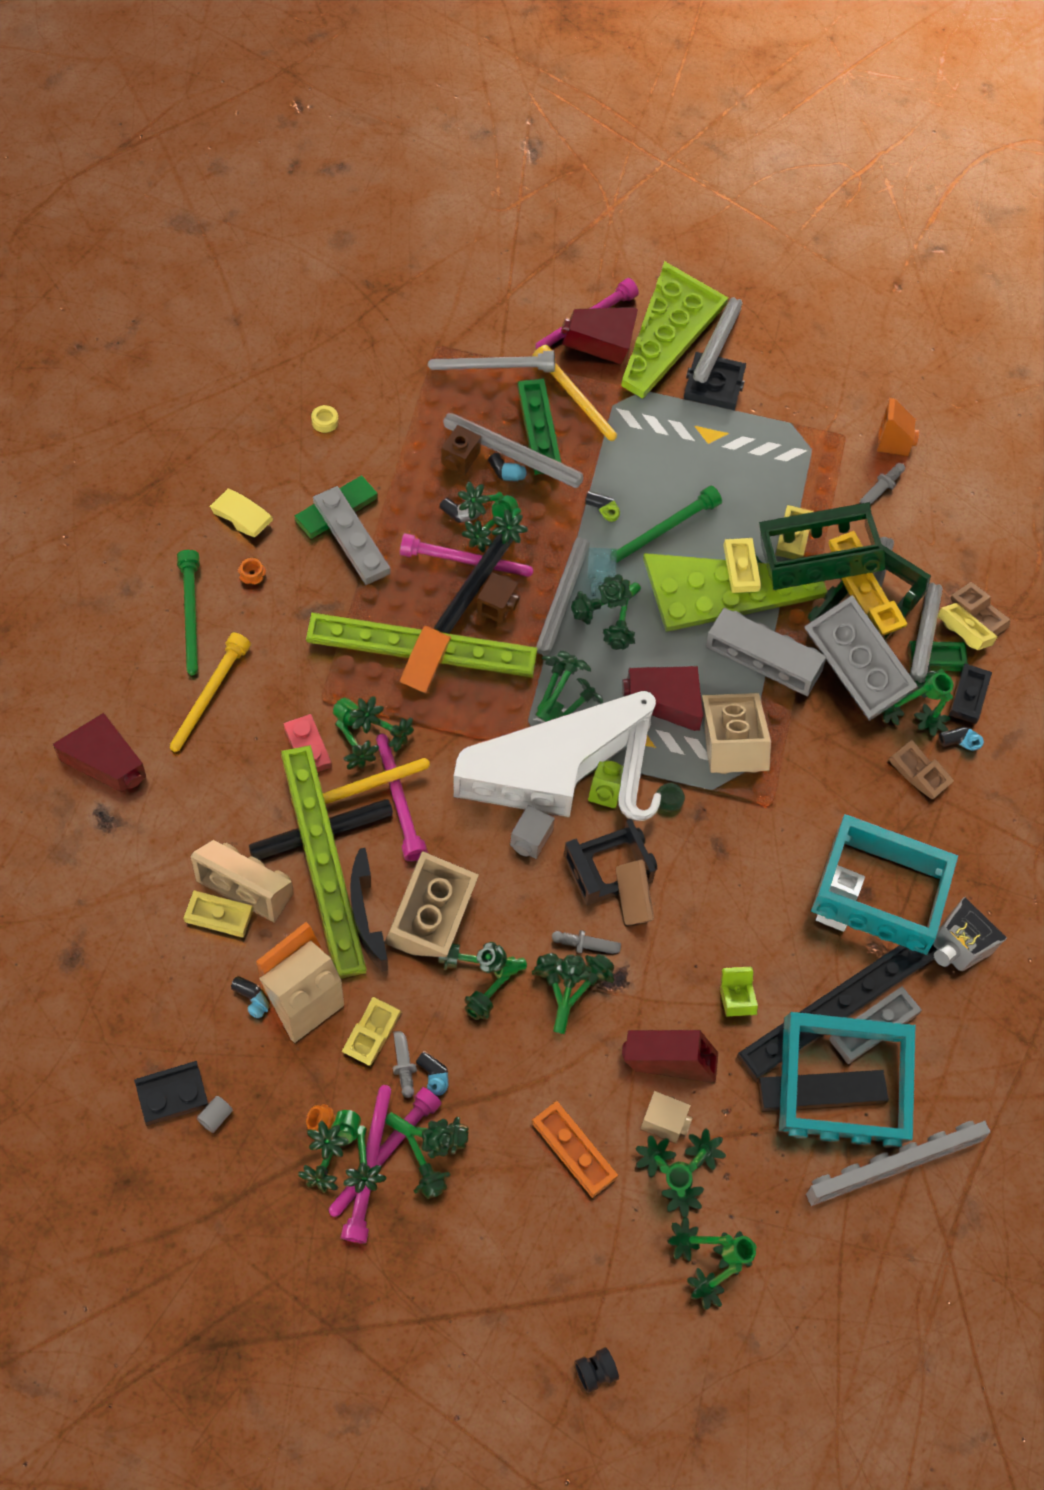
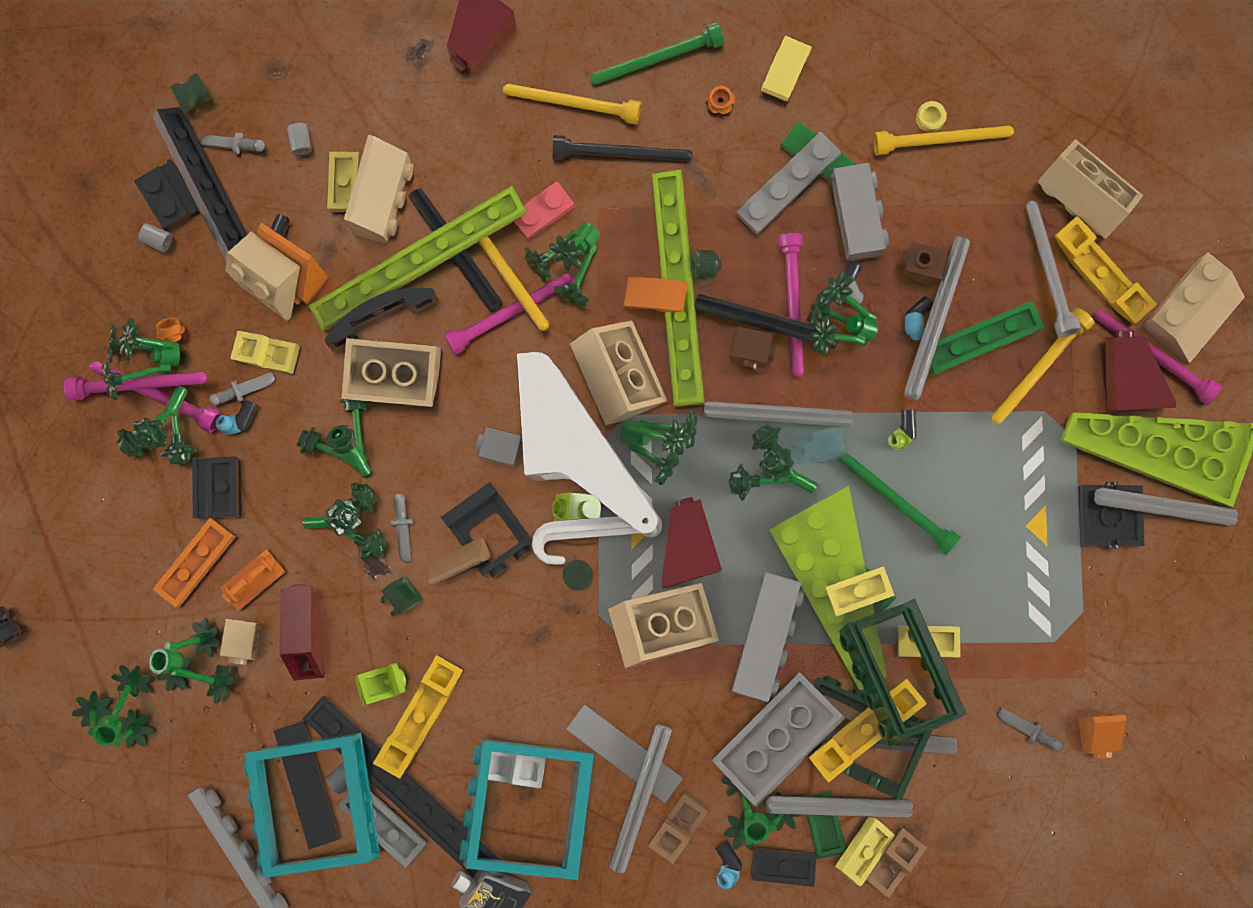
camera: 85 degrees right, 20 degrees up
(69, 1040) = (190, 92): none -> clear green wheel
(137, 1016) = (235, 143): none -> light grey piece
(157, 947) = (299, 138): none -> light grey hinge
(165, 1052) = (199, 178): none -> black plate
(251, 711) = (564, 147): none -> black piece
(337, 456) = (887, 142): none -> yellow piece
(398, 486) = (859, 212): none -> light grey brick
(407, 615) = (705, 264): none -> clear green piece
(431, 322) = (1090, 189): none -> tan slope
(488, 710) = (618, 371): none -> tan slope
(501, 1110) = (215, 487): none -> black plate
(506, 335) = (1101, 272): none -> yellow slope
(552, 281) = (1195, 308): none -> tan slope
(604, 1096) = (252, 580): none -> orange hinge
(655, 954) = (401, 596): none -> clear green tile
(775, 968) = (418, 717): none -> yellow slope
(822, 1052) = (337, 779): none -> light grey hinge
(844, 799) = (620, 750): none -> light grey tile
(891, 790) = (640, 799): none -> light grey axle

